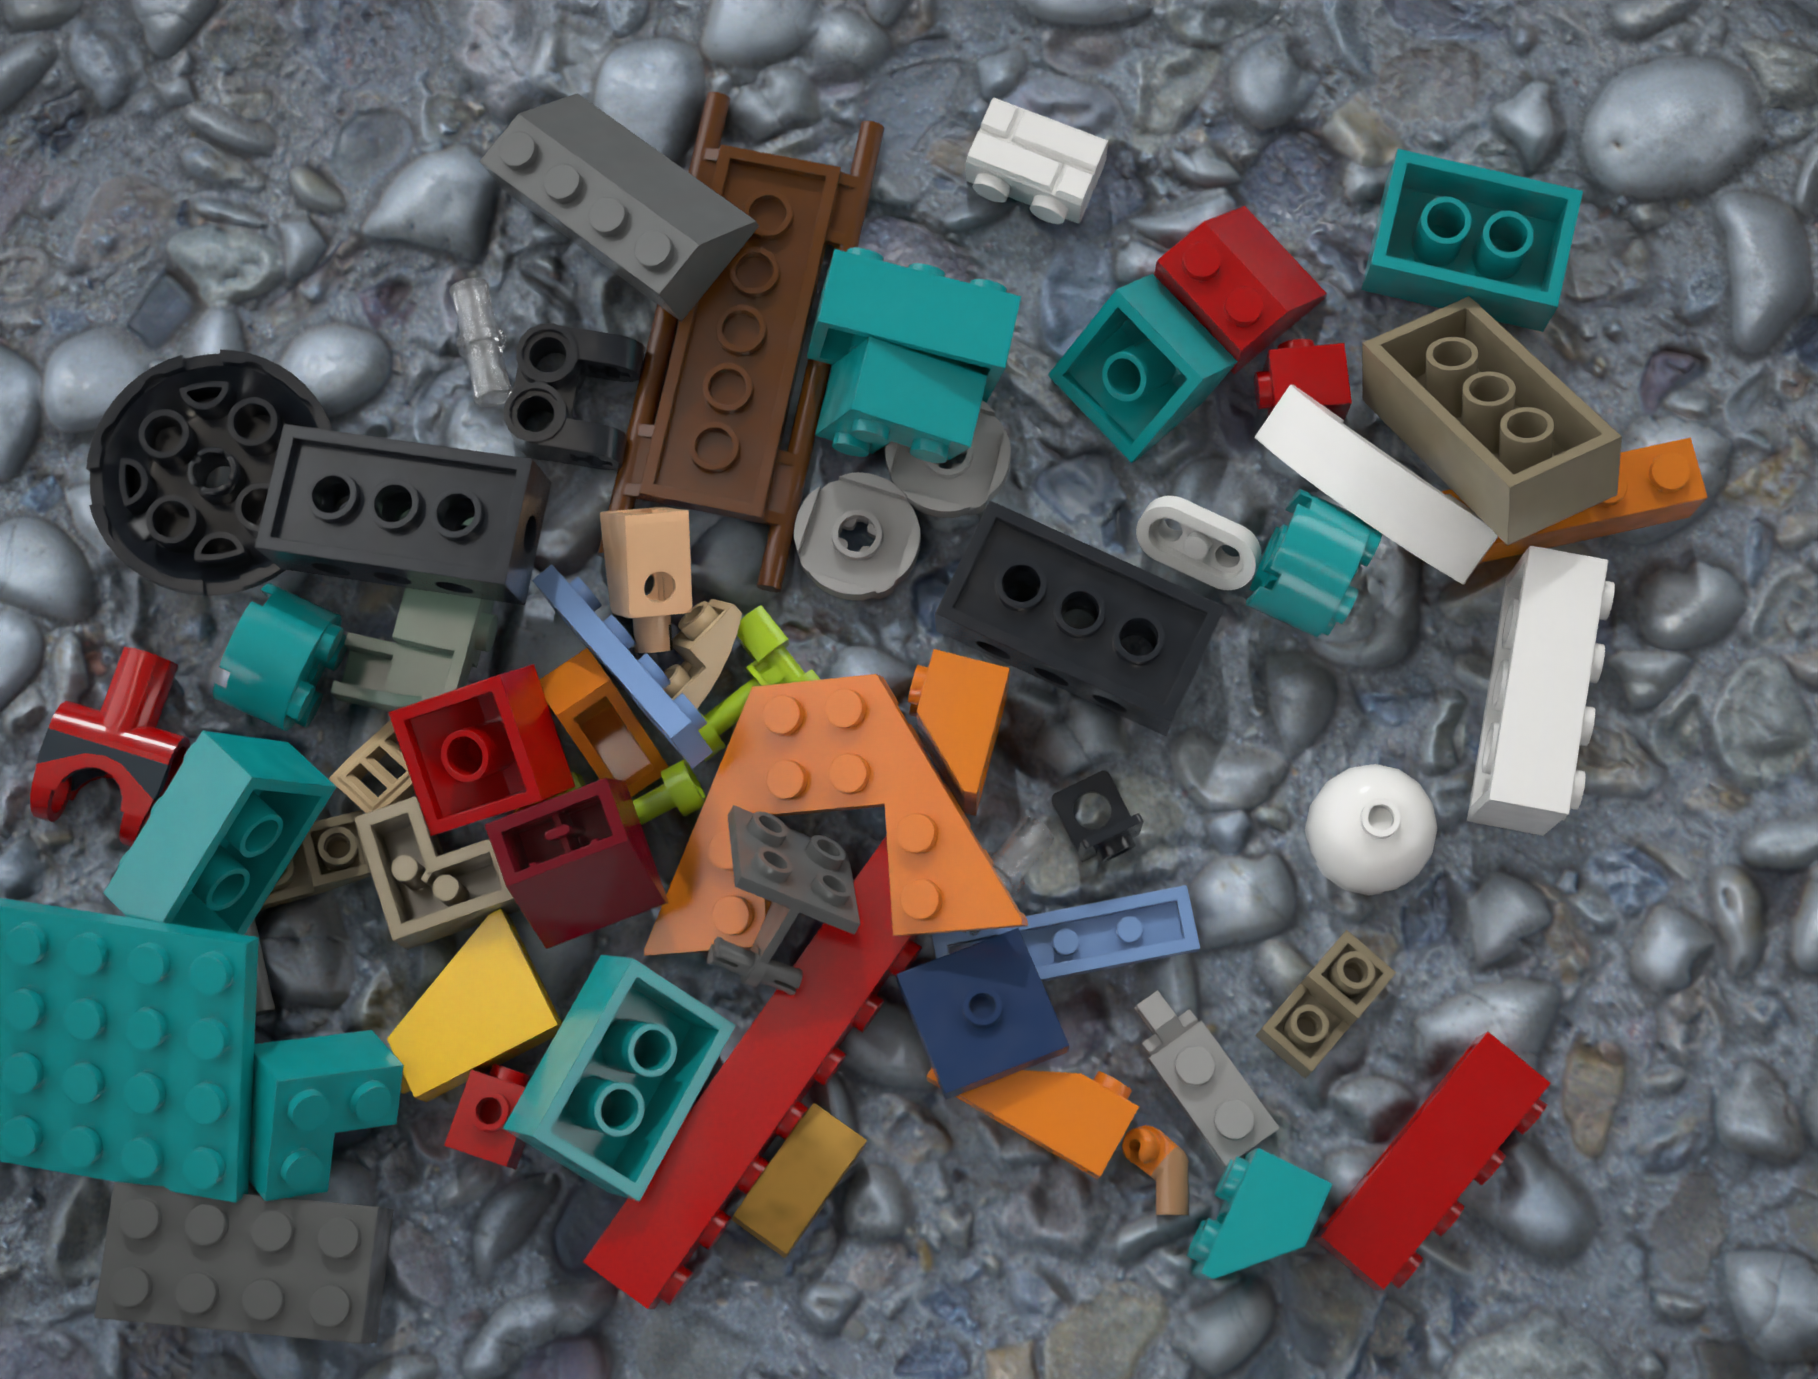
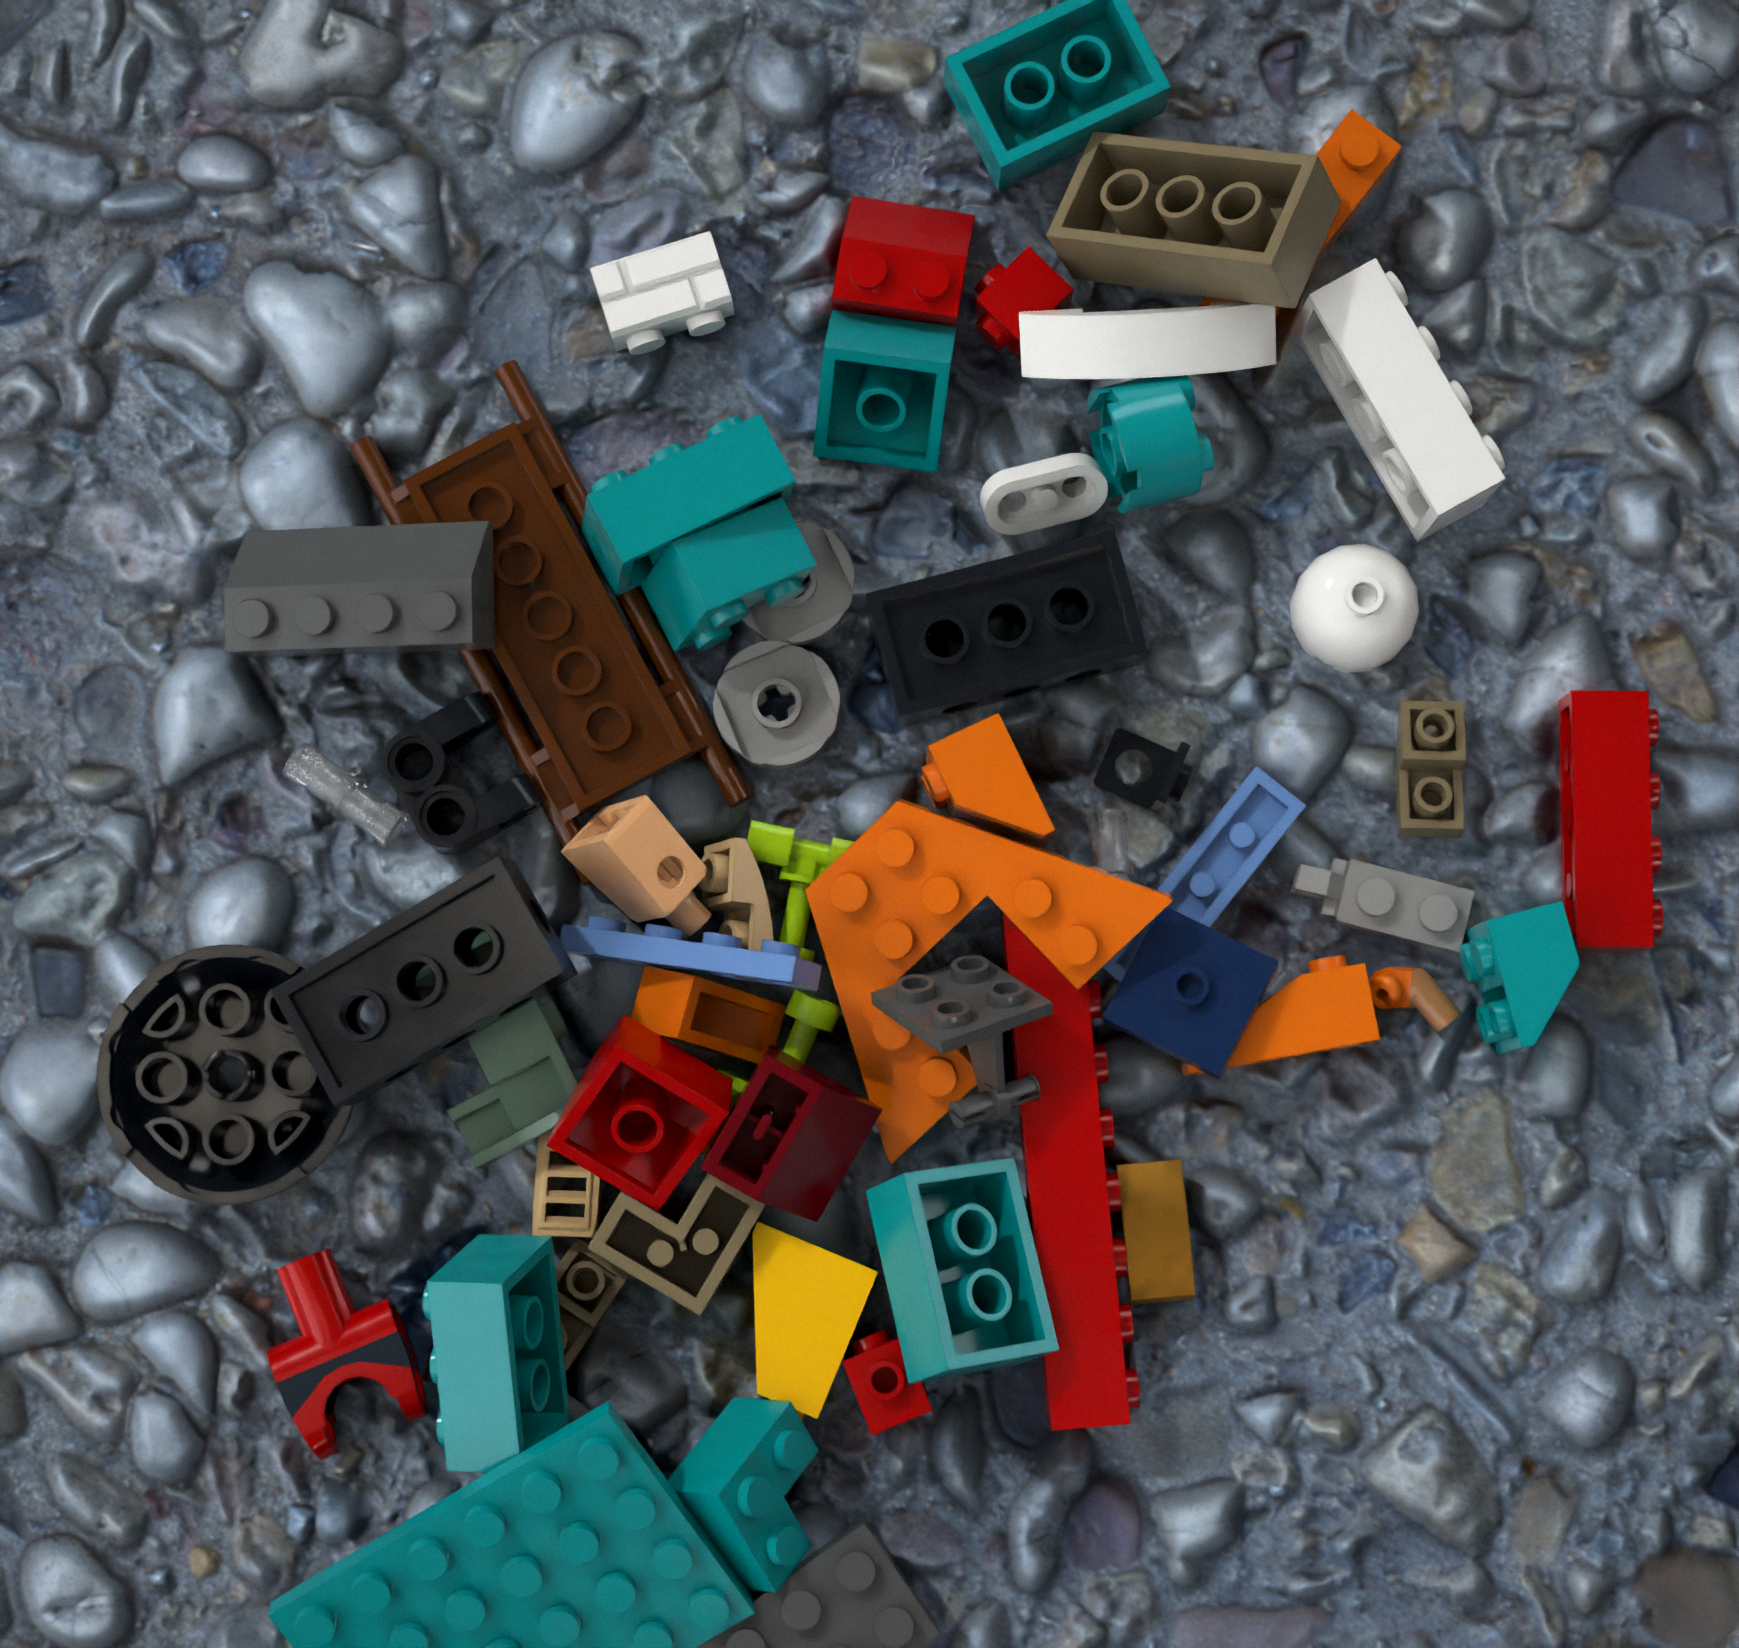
camera: 45 degrees left, 5 degrees up
(280, 658) = (413, 1174): teal brick -> none

